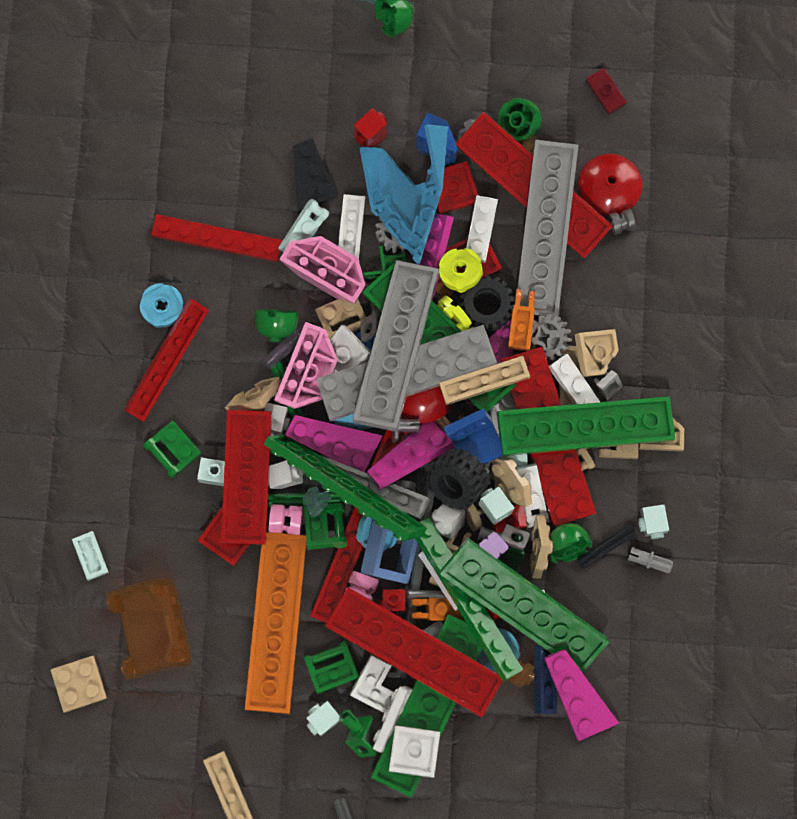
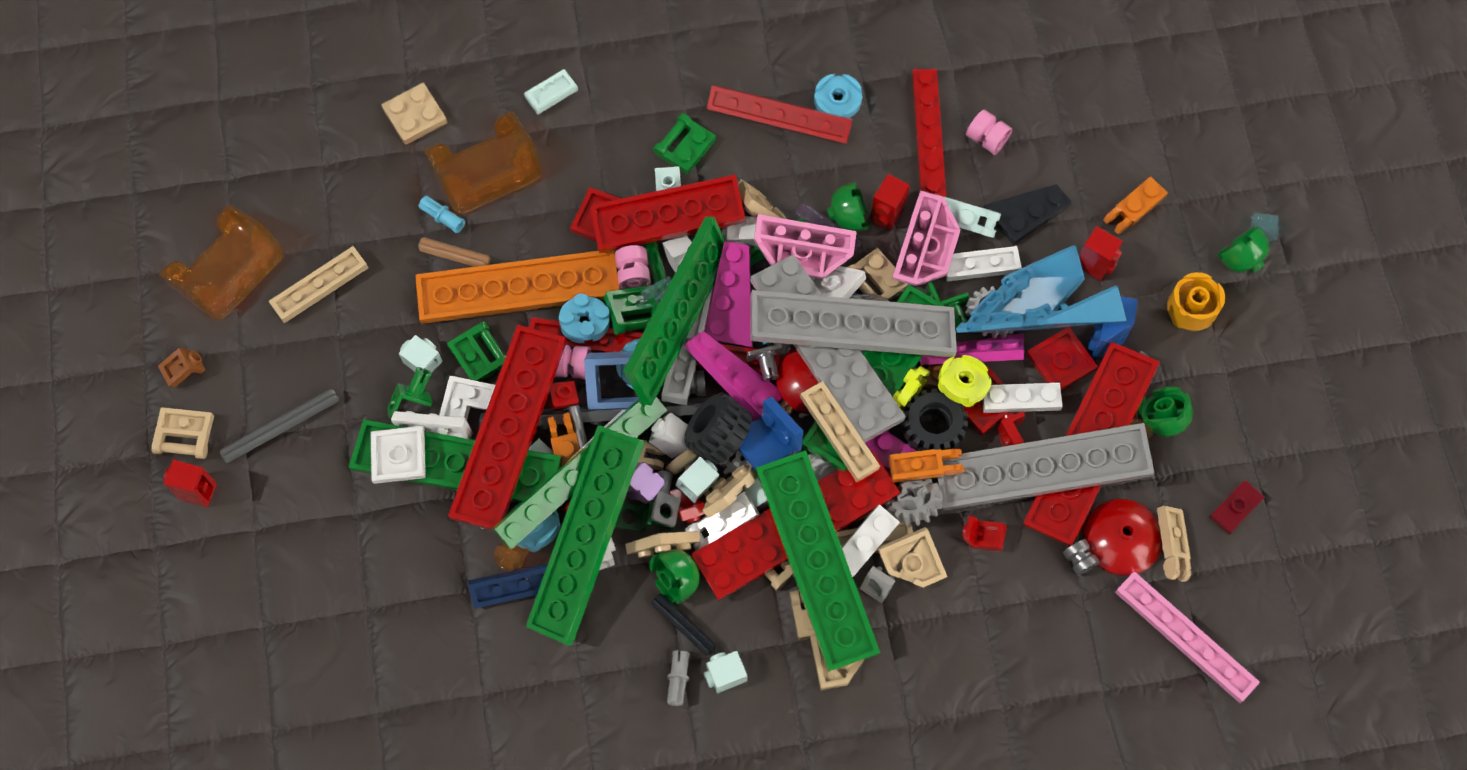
camera: 80 degrees right, 10 degrees down
(188, 677) = (441, 214): none -> medium azure axle
(229, 672) = (453, 252): none -> medium nougat axle
(231, 187) = (987, 130): none -> bright pink wheel
(280, 287) = (889, 202): none -> red brick
(312, 568) = (584, 306): none -> medium azure plate
(326, 86) = (1137, 204): none -> orange hinge
(419, 62) = (1195, 302): none -> light orange brick
(510, 248) = (1007, 429): none -> red bracket
(580, 700) = (490, 632): dark pink wing -> none
(586, 290) = (984, 534): none -> red bracket
(626, 147) = (1174, 543): none -> tan hinge
(701, 161) = (1187, 637): none -> bright pink plate

